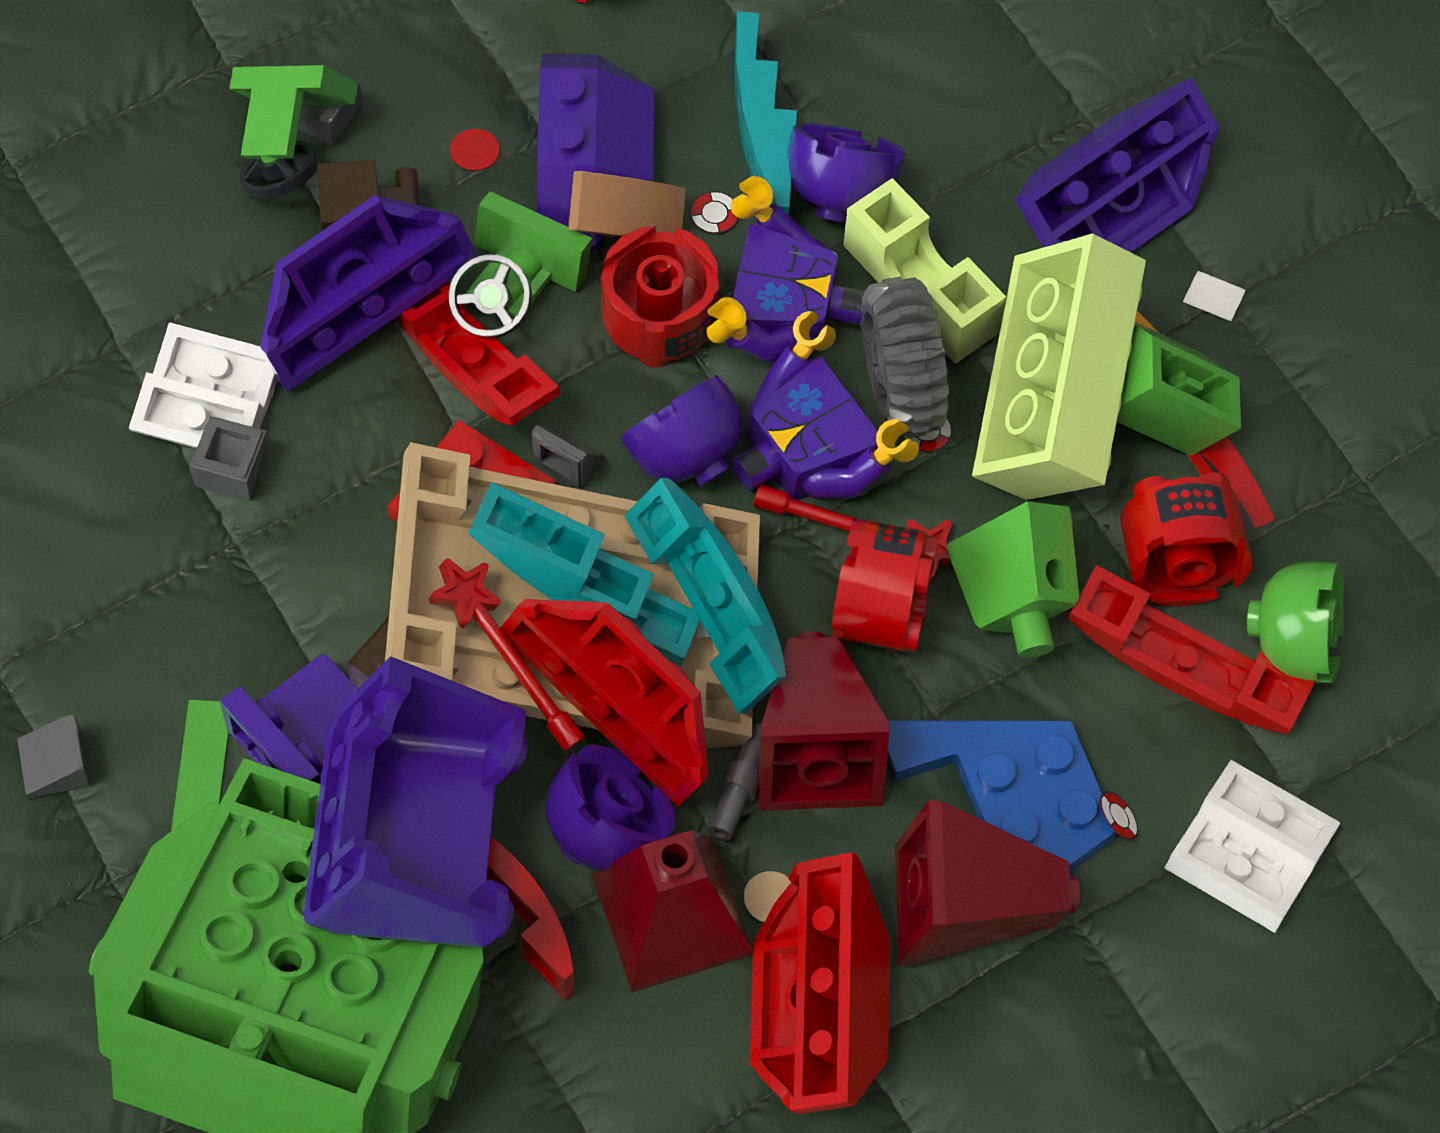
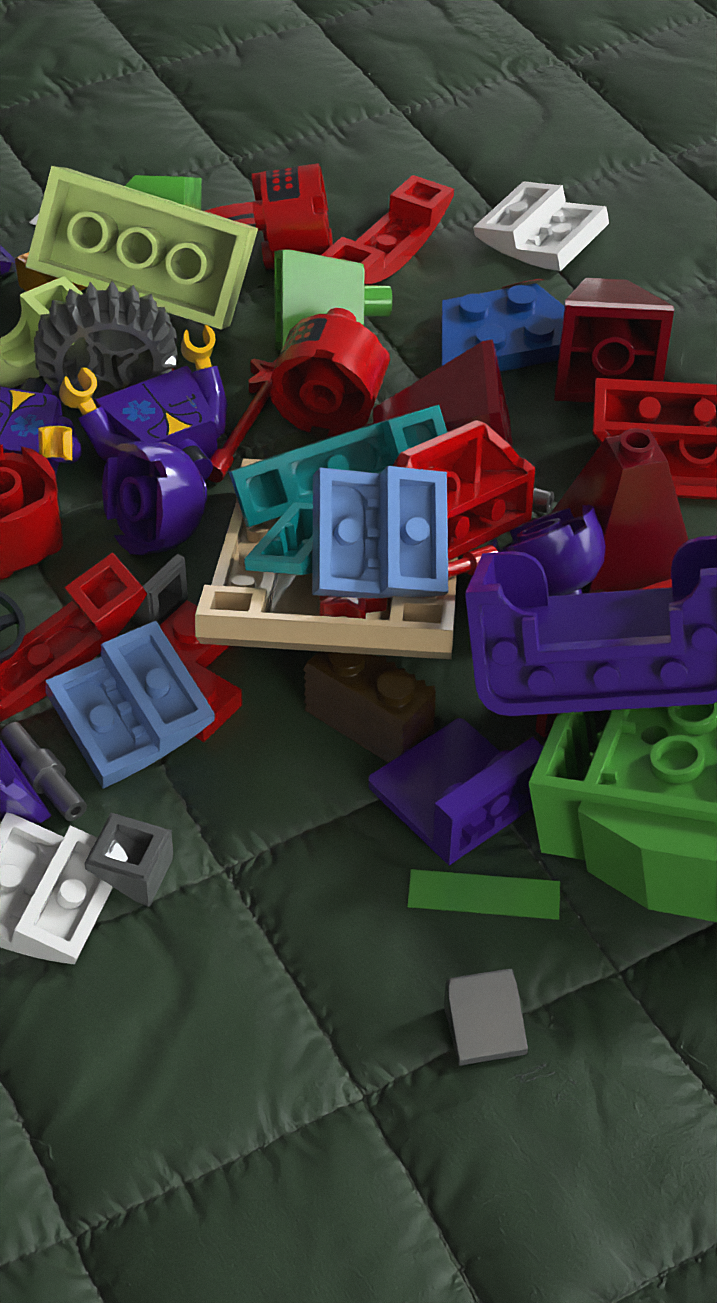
camera: 85 degrees left, 15 degrees down
(339, 379) = (43, 771): none -> flat silver bar
(401, 412) = (130, 704): none -> medium blue slope
(508, 593) = (380, 533): none -> medium blue slope
(1301, 619) = (367, 165): bright green cylinder -> none

